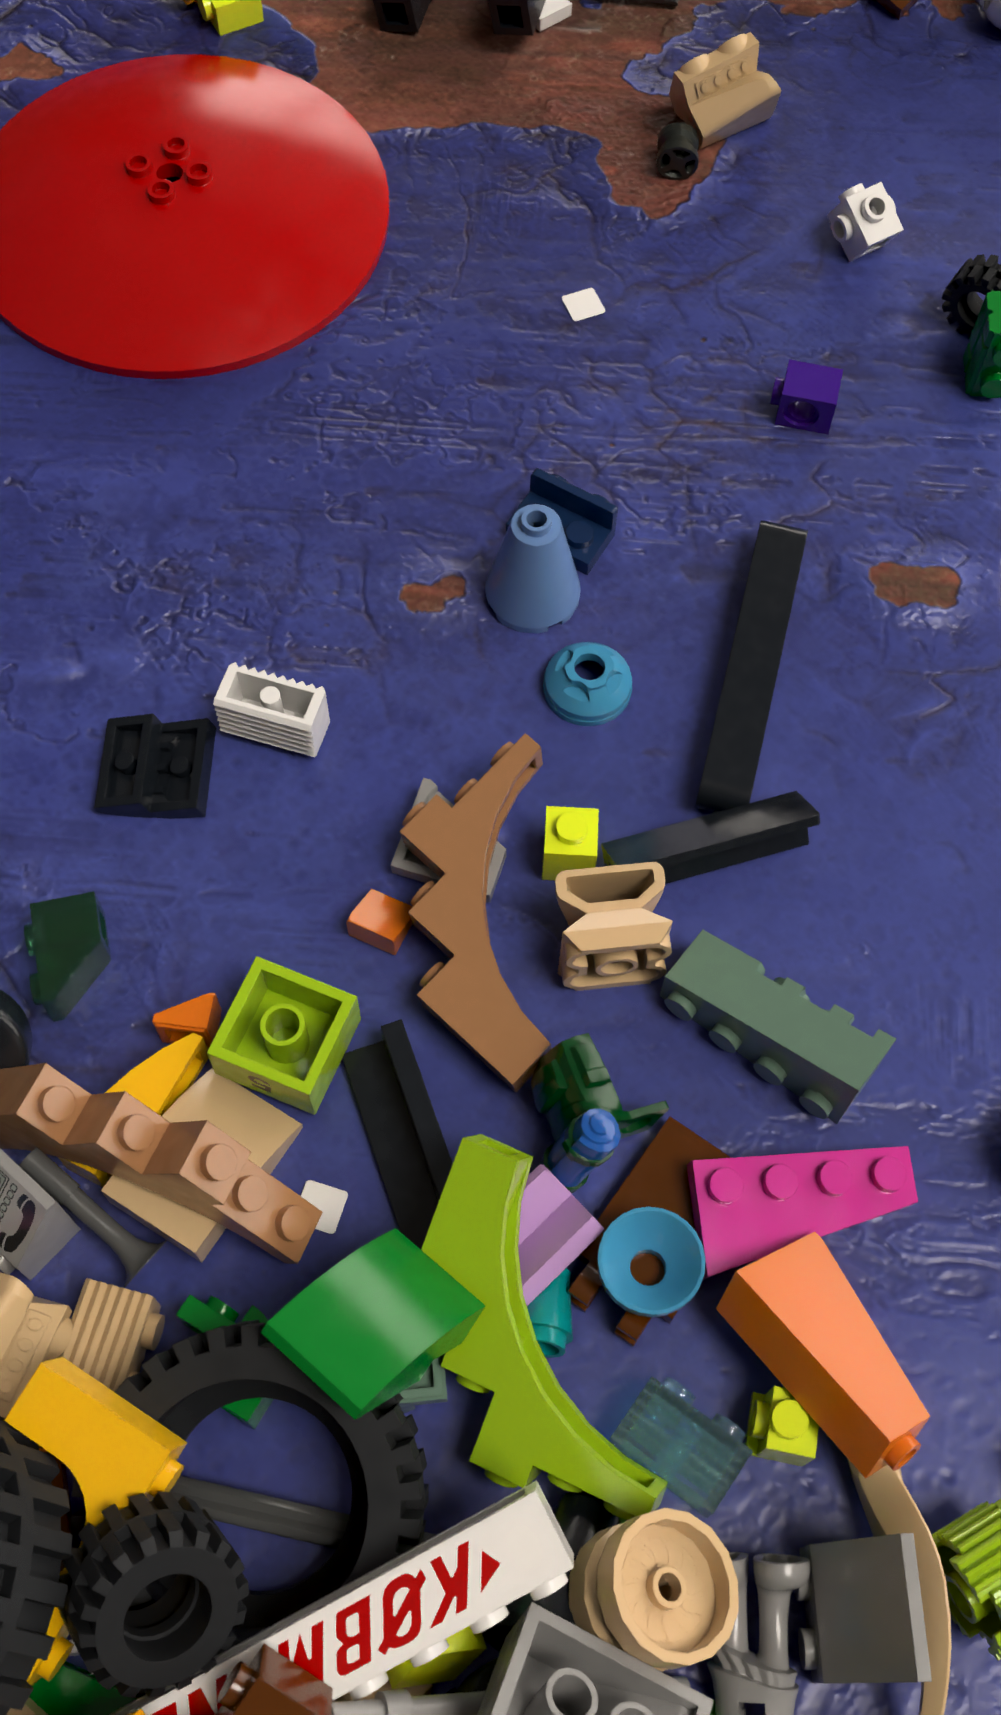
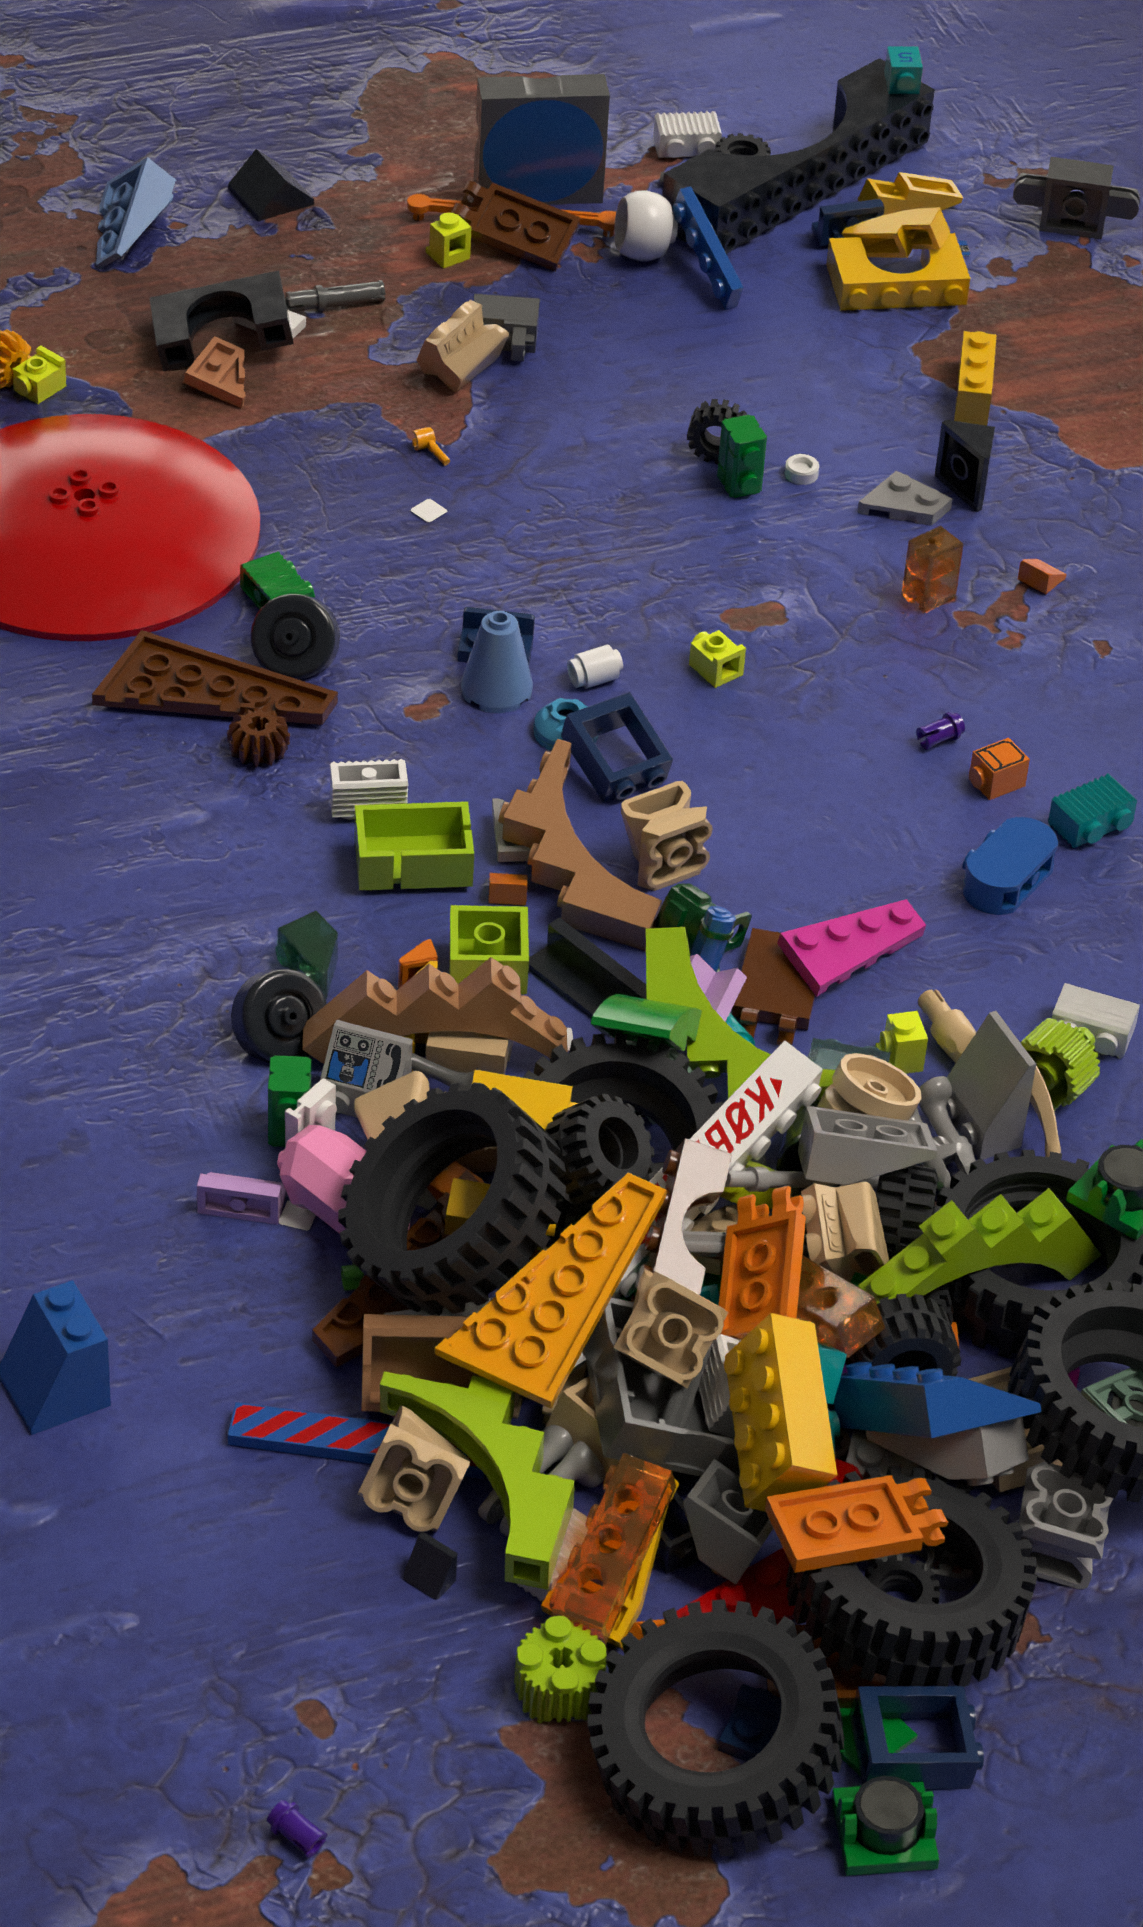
camera: 25 degrees left, 20 degrees down
(155, 767) = (301, 850): black slope -> none
(167, 469) = (186, 679): none -> reddish brown wing
(192, 579) = (258, 737): none -> reddish brown gear
(279, 822) = (414, 845): none -> lime piece
(313, 444) = (295, 636): none -> black wheel
(334, 366) = (270, 578): none -> green brick
(434, 48) = (219, 372): none -> nougat wing
(569, 840) = (604, 807): neon yellow brick -> none
(625, 205) = (426, 439): none -> light orange hand
(625, 700) = (602, 718): none -> dark blue window
(656, 1233) = (786, 976): dark azure piece -> none
(665, 604) = (595, 667): none -> white brick
(677, 151) = (445, 395): pearl dark grey wheel -> none
(719, 837) = (720, 771): black panel -> none
(752, 668) = (673, 685): black beam -> none
(774, 1026) = (795, 860): sand green wedge -> none
(806, 72) = (516, 316): none -> dark grey hinge
(807, 396) = (624, 523): dark purple brick -> none
(826, 1352) = (908, 986): orange slope -> none
(830, 640) = (713, 651): none -> neon yellow brick
(864, 220) = (606, 405): white brick -> none

